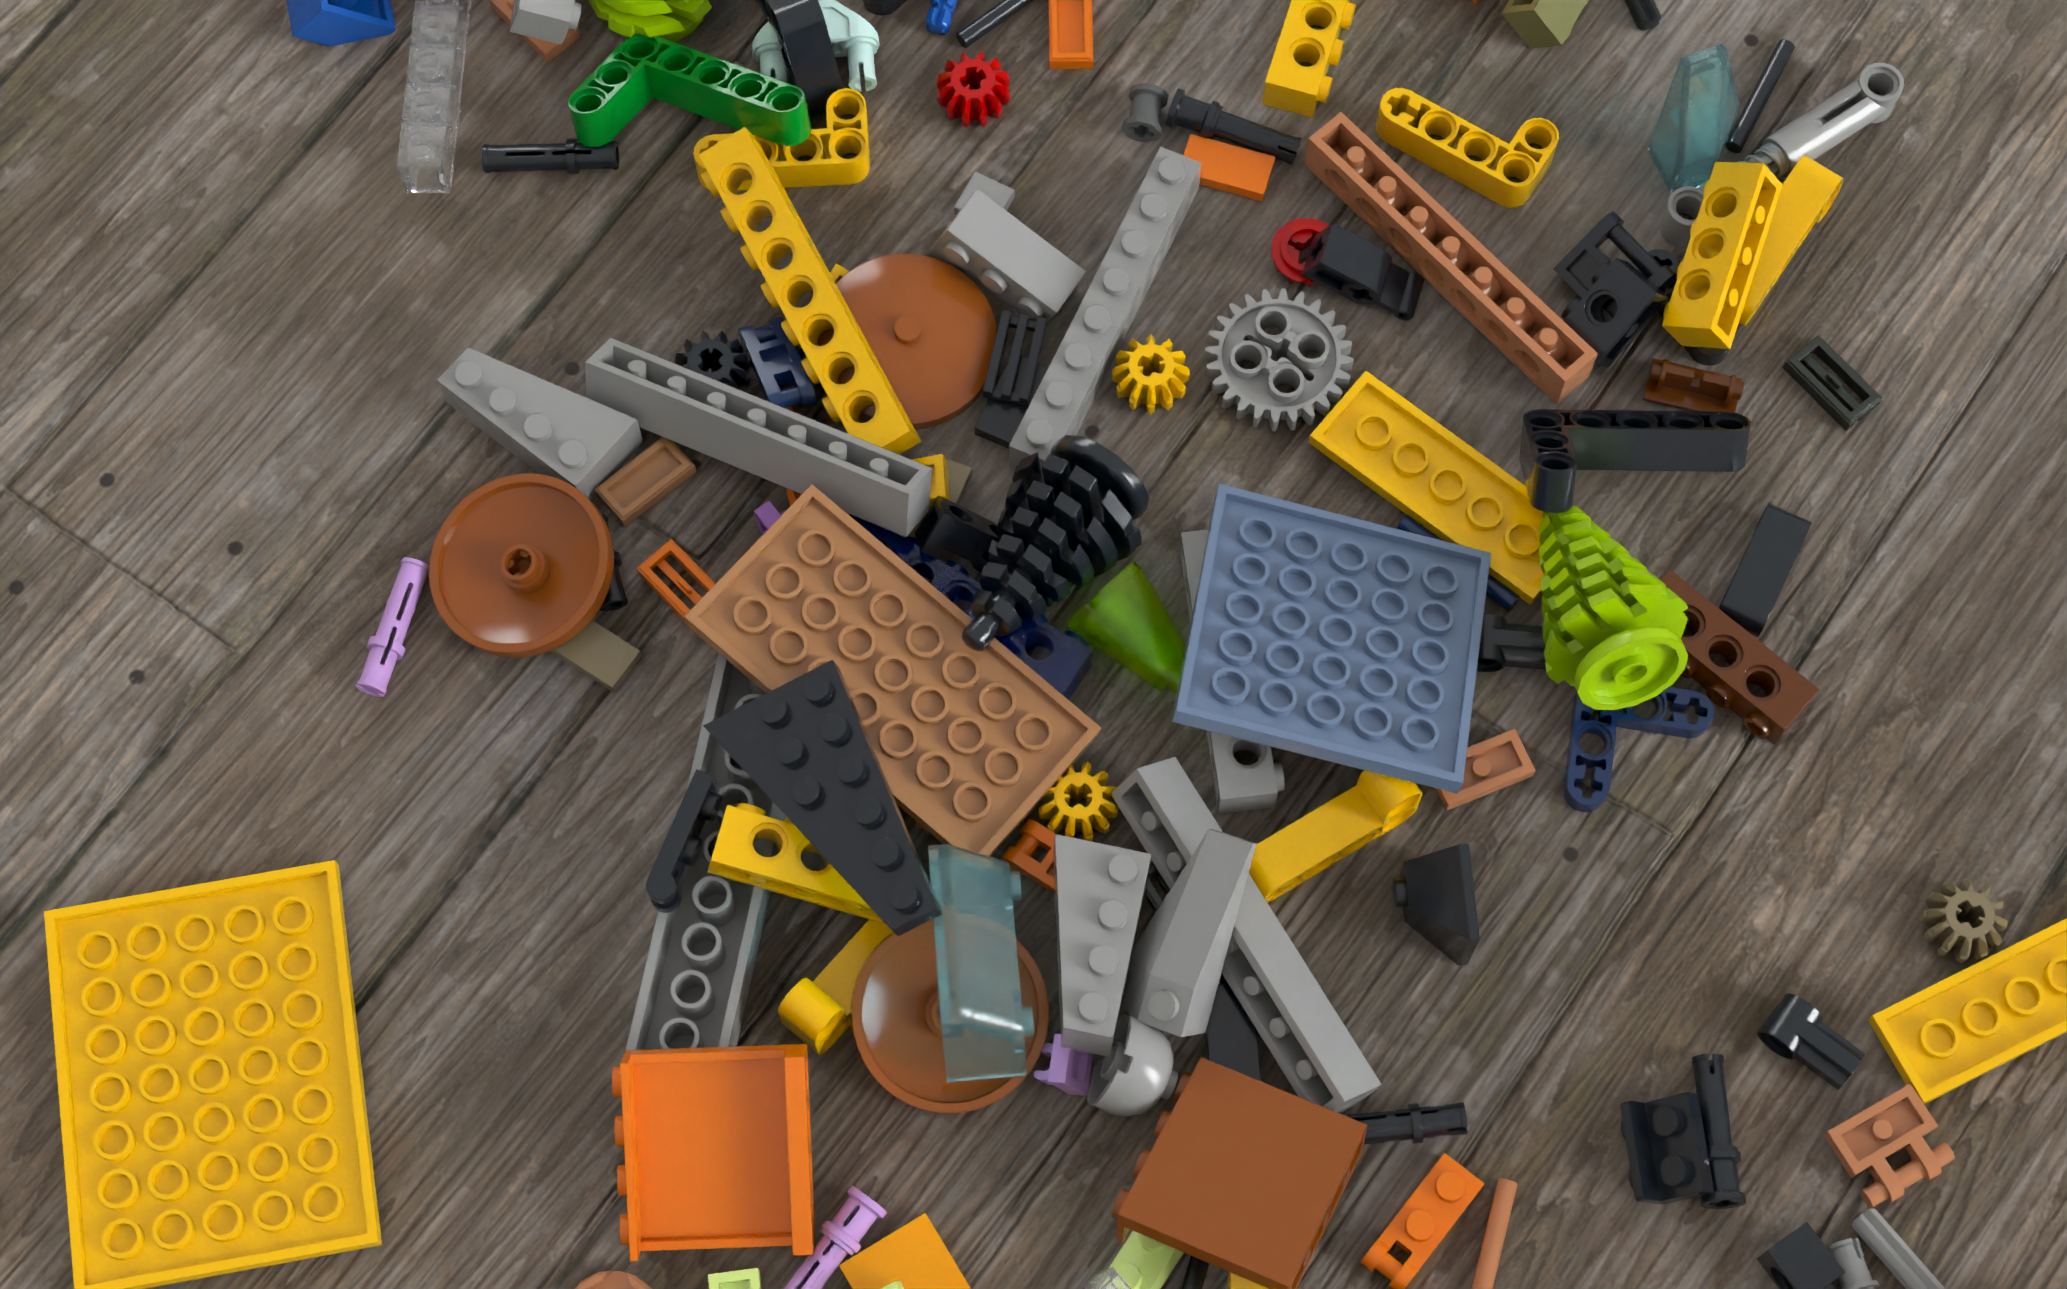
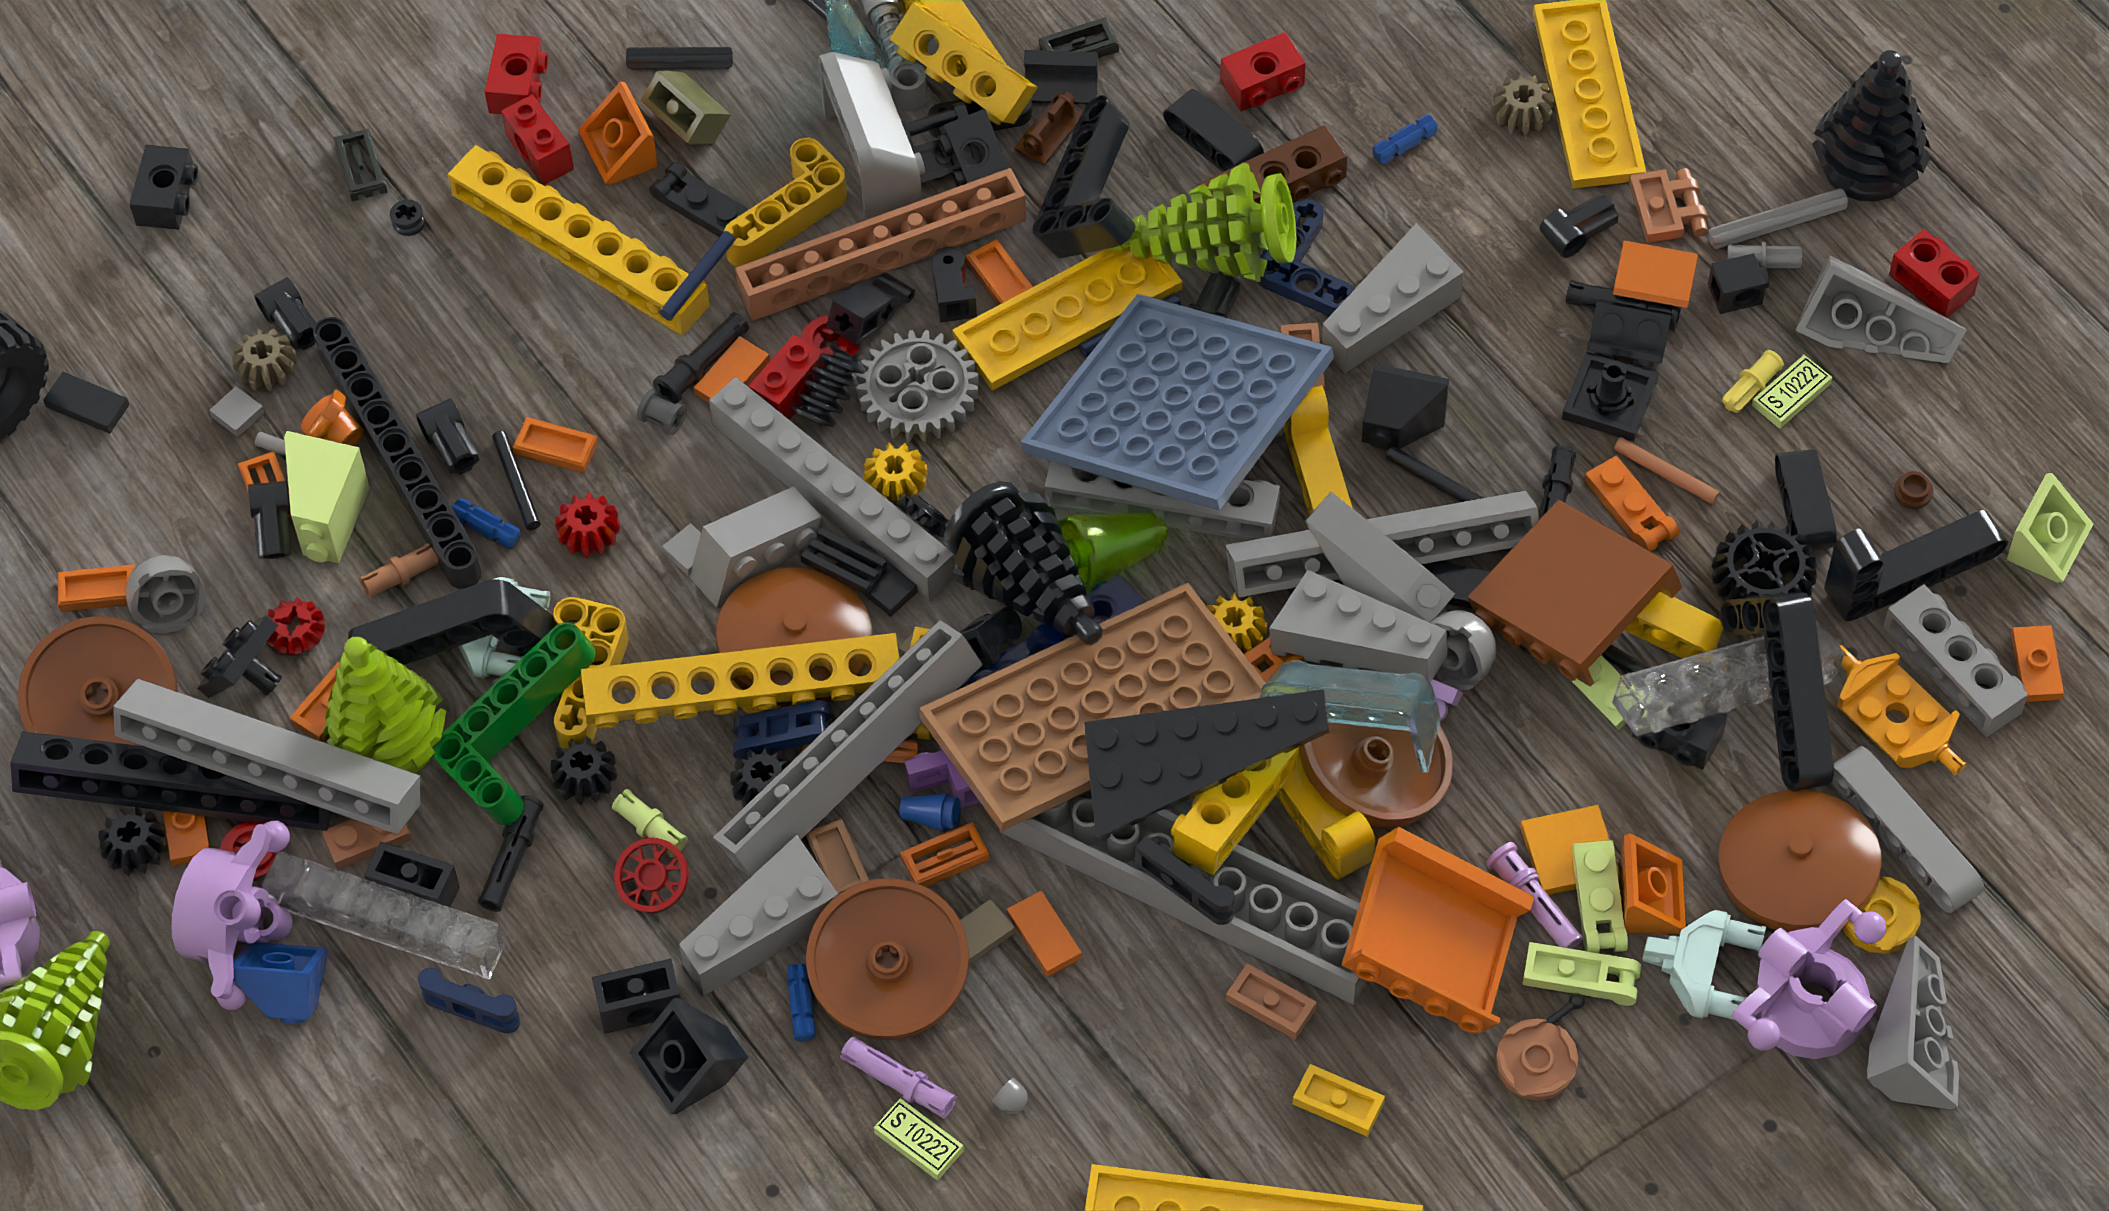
camera: 70 degrees left, 10 degrees down
(328, 673) = (919, 1139): none -> yellowish green tile
(356, 409) = (687, 1055): none -> black slope
(361, 176) = (469, 1002): none -> dark blue plate
(401, 752) = (1011, 1097): none -> light grey hinge
(405, 331) = (635, 994): none -> black brick
(430, 511) = (801, 1002): none -> blue axle
(478, 72) = (413, 874): none -> black brick
(493, 1107) = (1338, 1100): none -> yellow plate
(564, 299) = (651, 875): none -> red wheel
(598, 994) = (1271, 1001): none -> nougat plate
(617, 722) = (1044, 933): none -> orange tile
(628, 276) = (648, 821): none -> yellowish green pin
(652, 193) = (581, 784): none -> black gear
(728, 546) = (933, 811): none -> blue cone
(1109, 406) = (924, 513): none -> black gear
(1229, 222) = (786, 375): none -> red brick
(1232, 264) = (829, 386): none -> black piece
(1320, 79) = (697, 275): none -> dark blue bar
(1374, 976) = (1430, 475): none -> black bar
(1428, 349) = (949, 275): none -> black leg
(1442, 54) = (696, 200): none -> black plate
(1472, 398) = (997, 272): none -> orange tile
(1576, 180) = (861, 100): none -> light grey windscreen
(1589, 1129) = (1615, 389): none -> black plate
(1602, 846) = (1393, 299): none -> light grey wedge
(1754, 1156) = (1655, 274): none -> orange slope
(1768, 376) = (1061, 72): none -> black panel
(1854, 795) = (1404, 139): none -> blue axle
(1873, 574) = (1262, 72): none -> red brick

